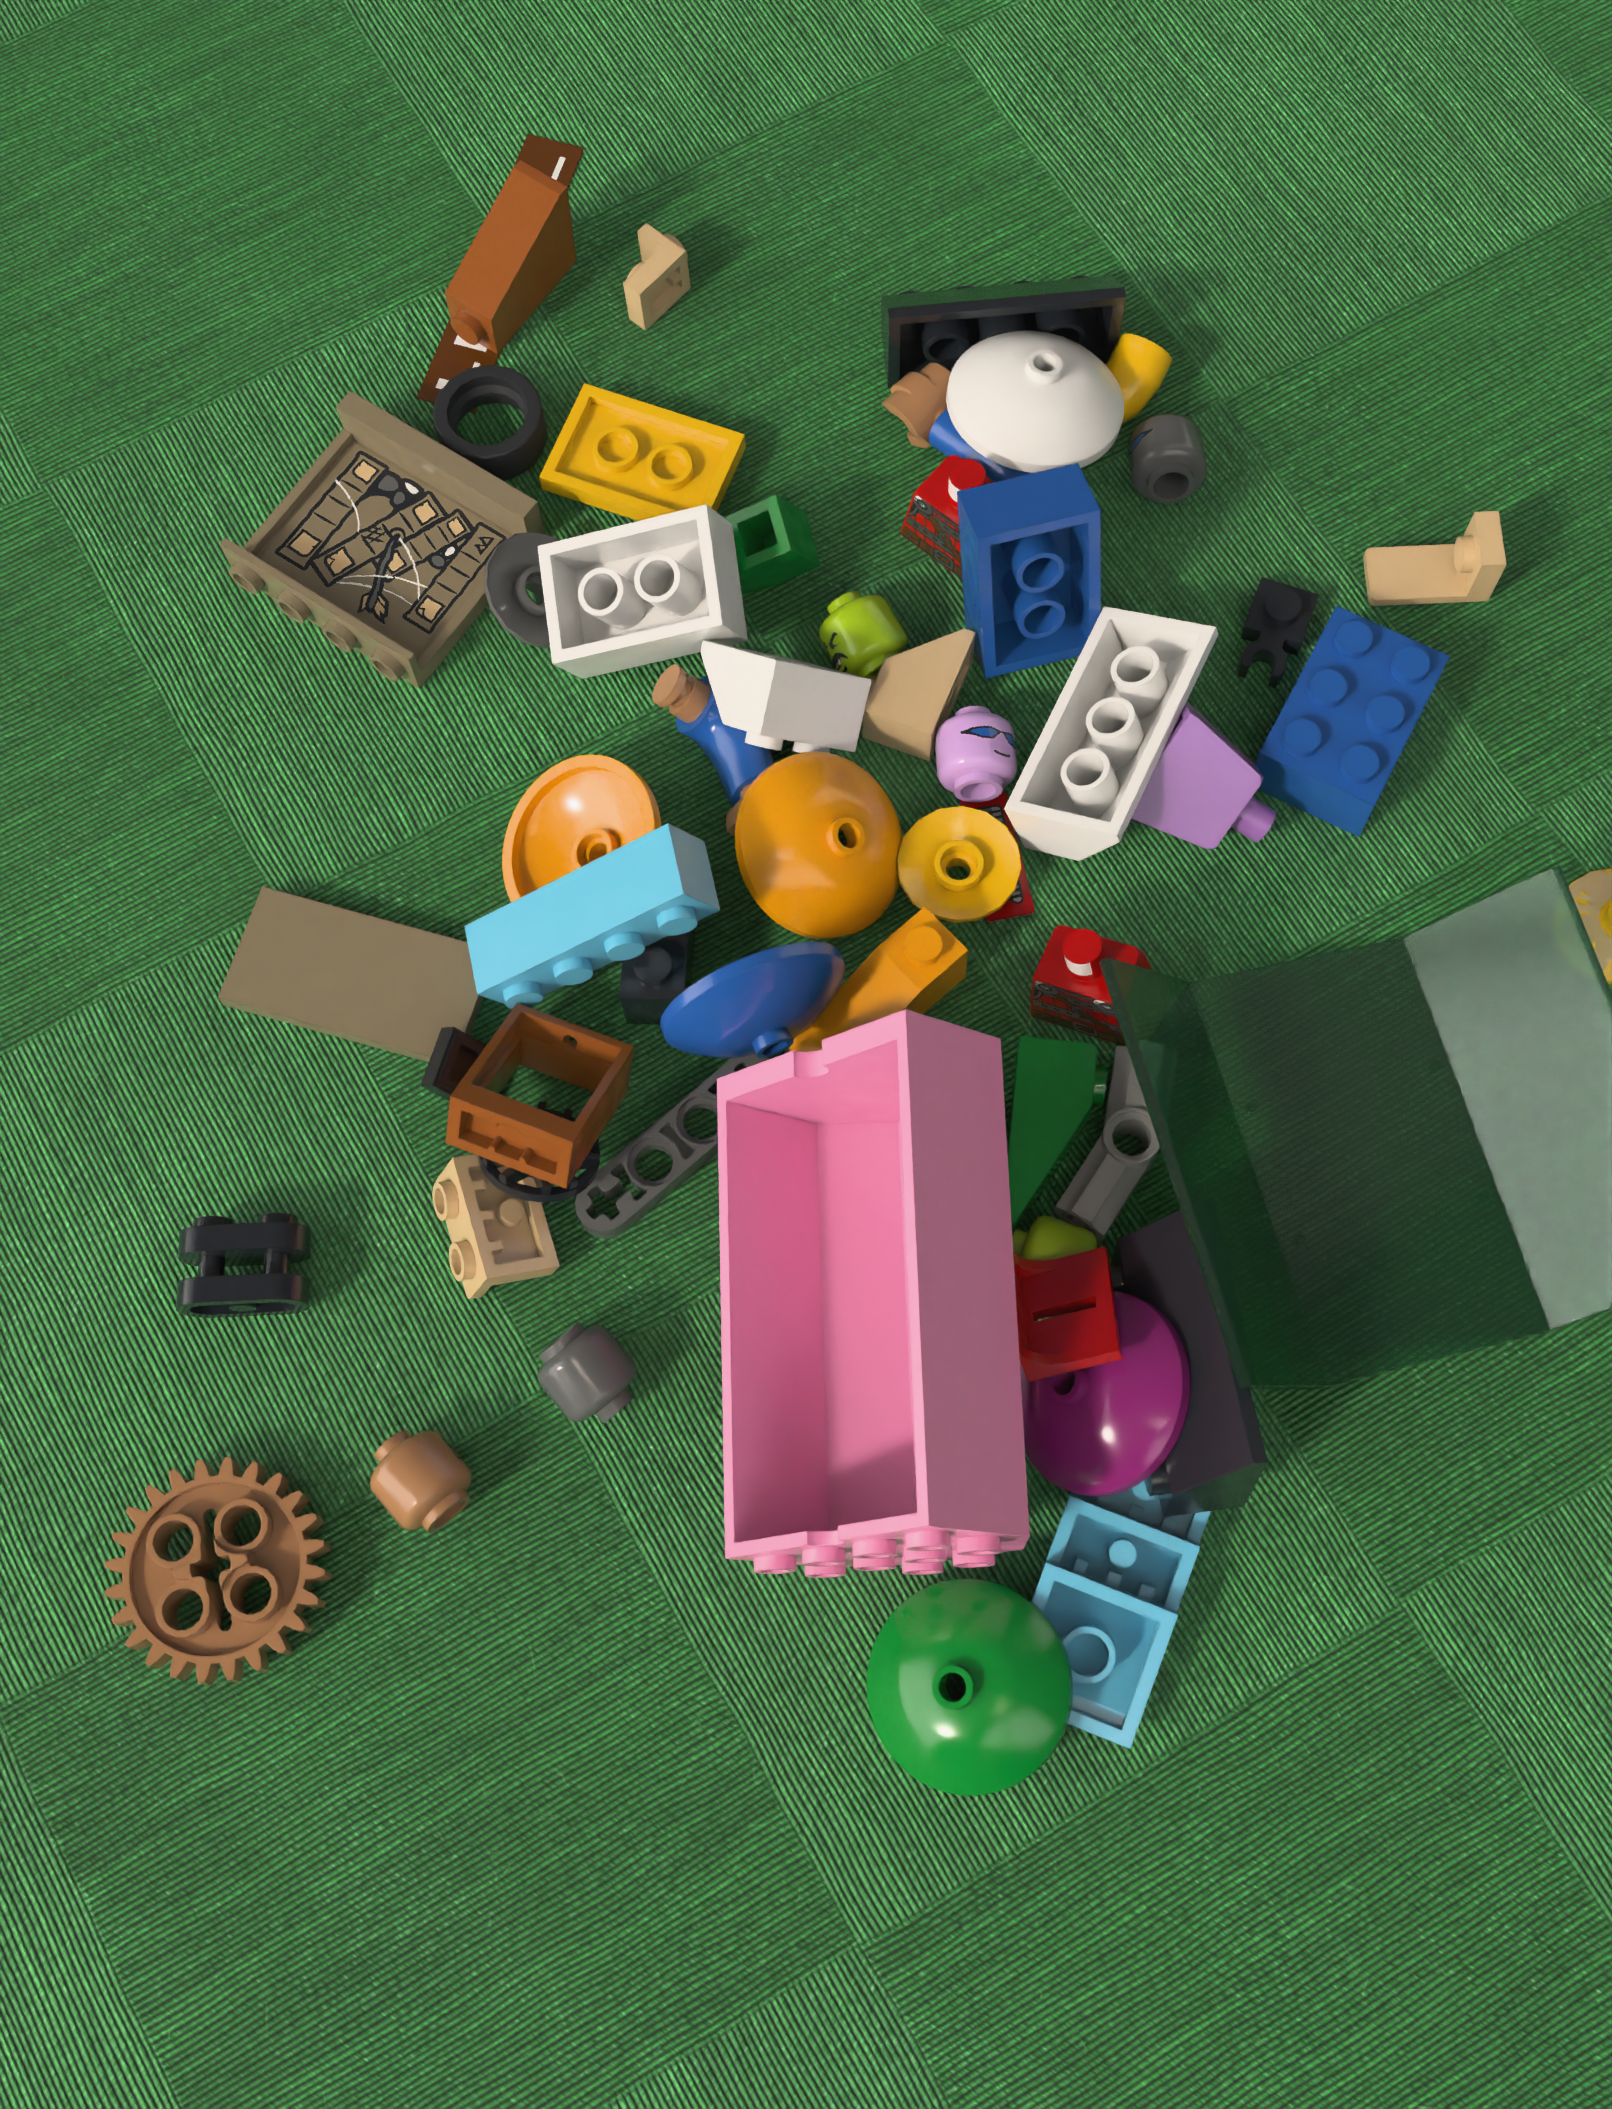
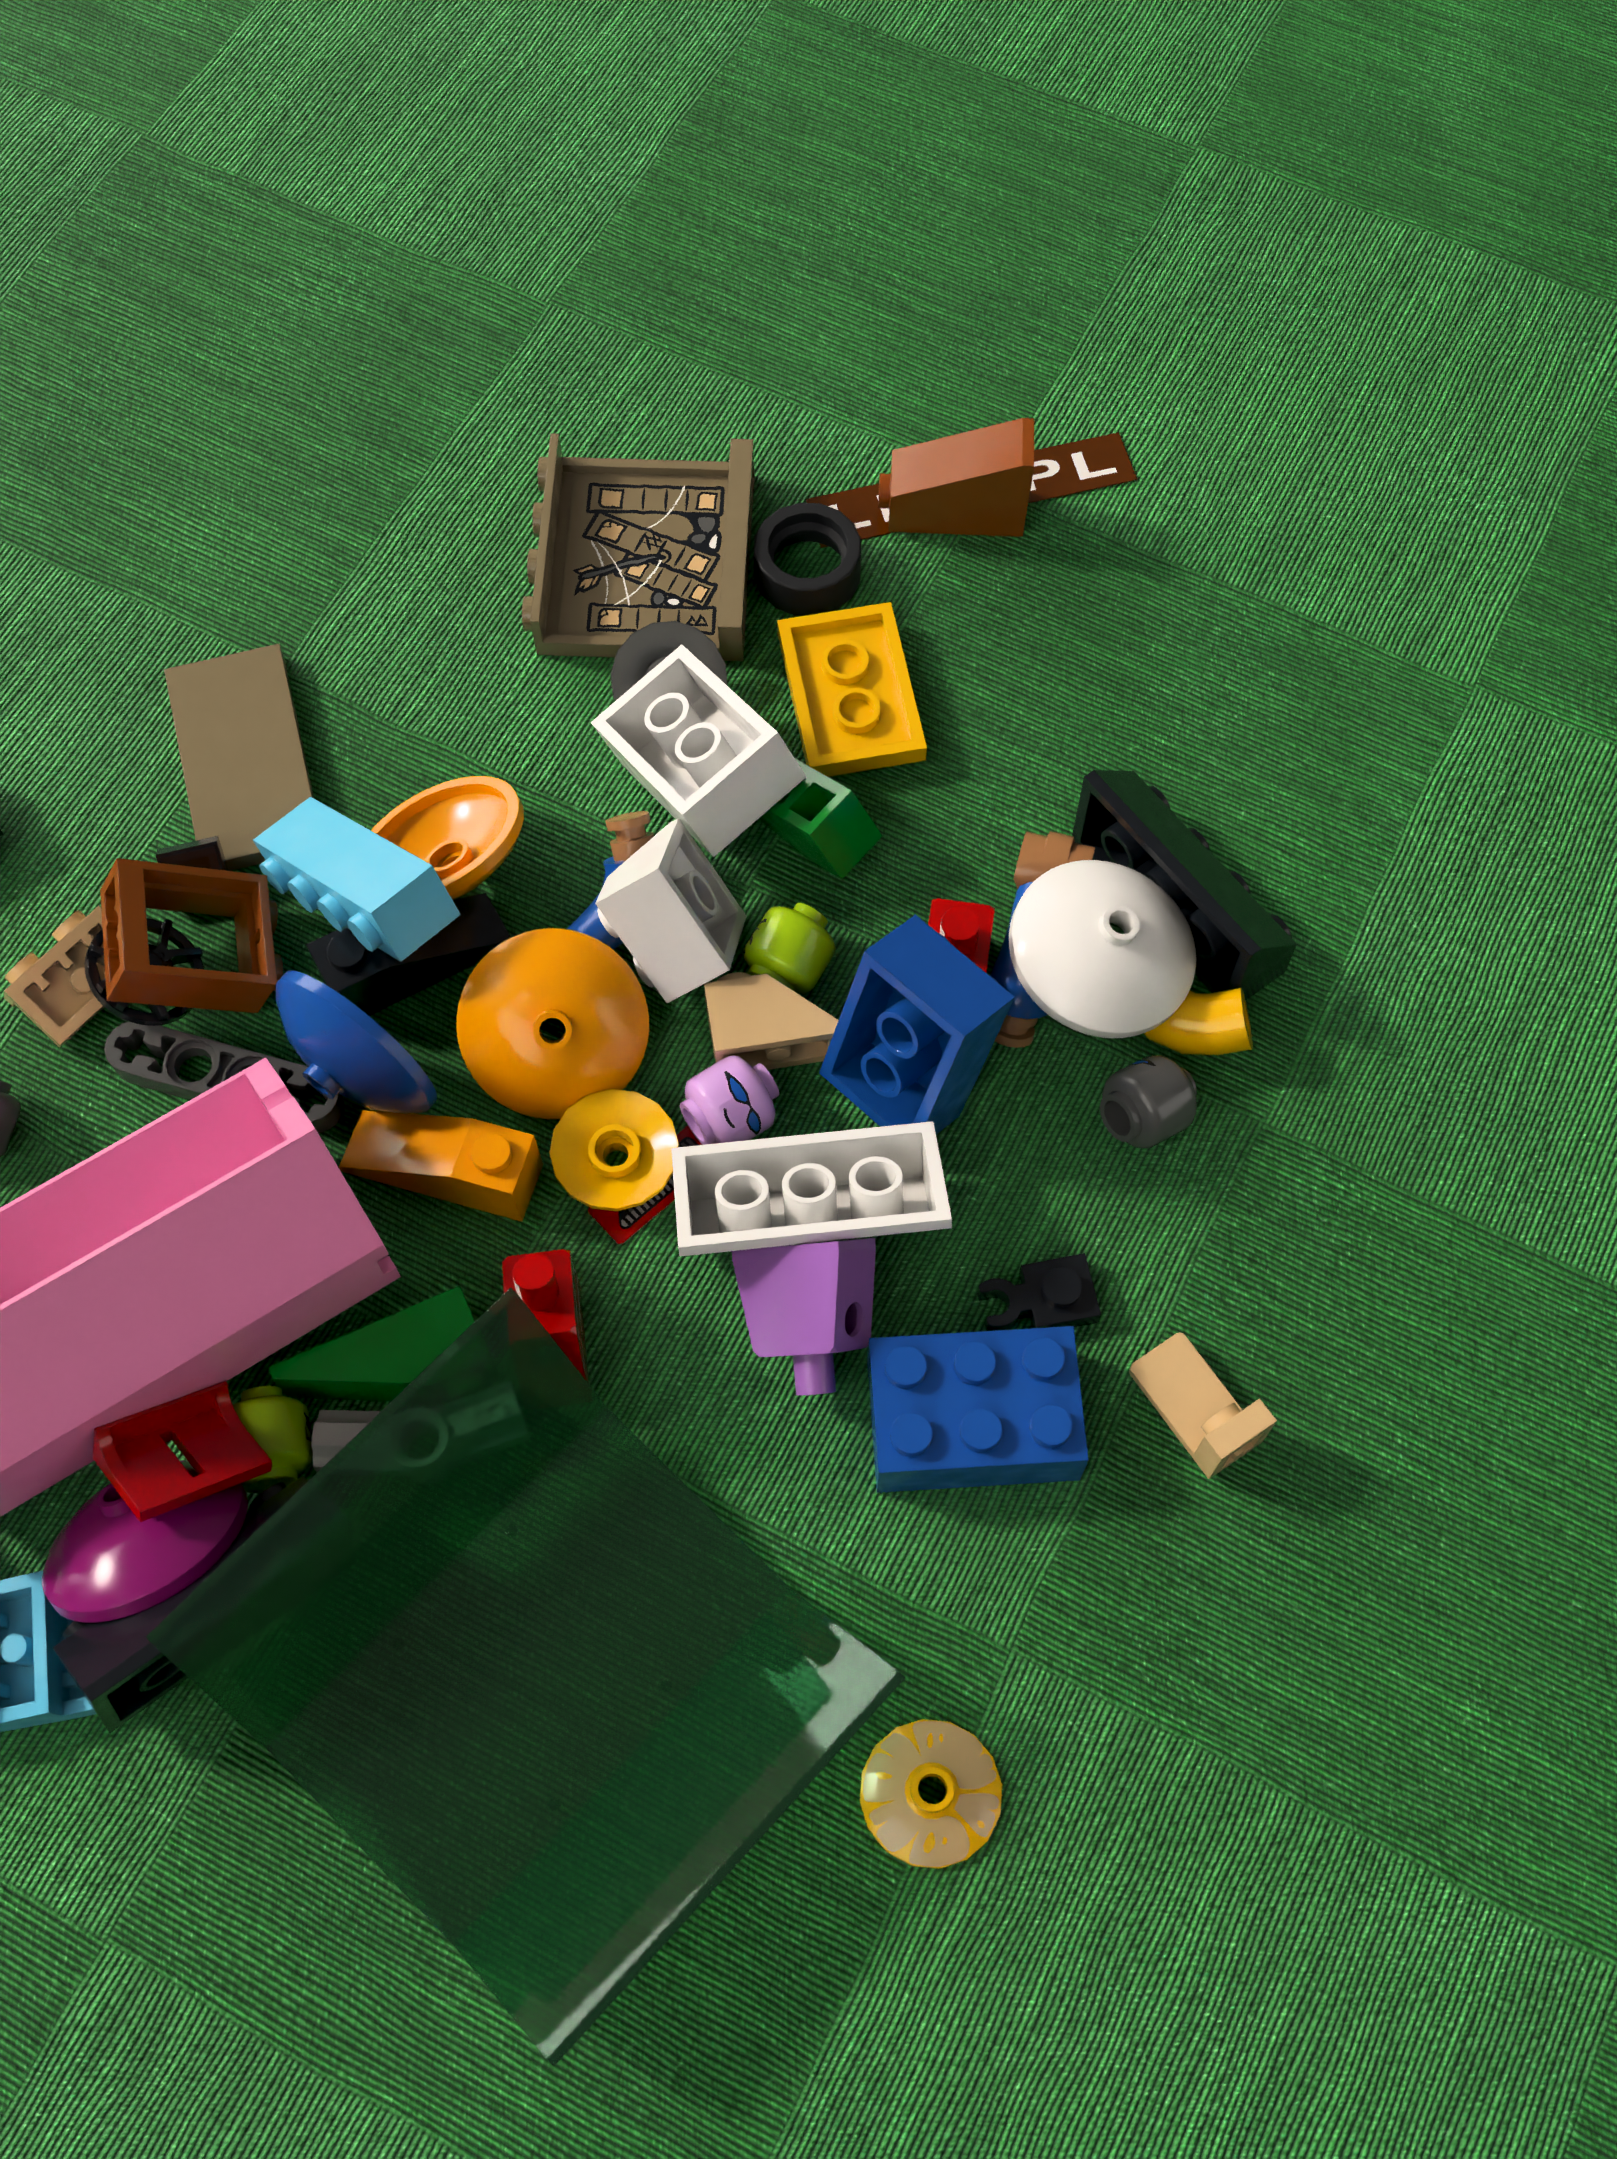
camera: 55 degrees right, 5 degrees down
(658, 279) = (1034, 600): tan bracket -> none

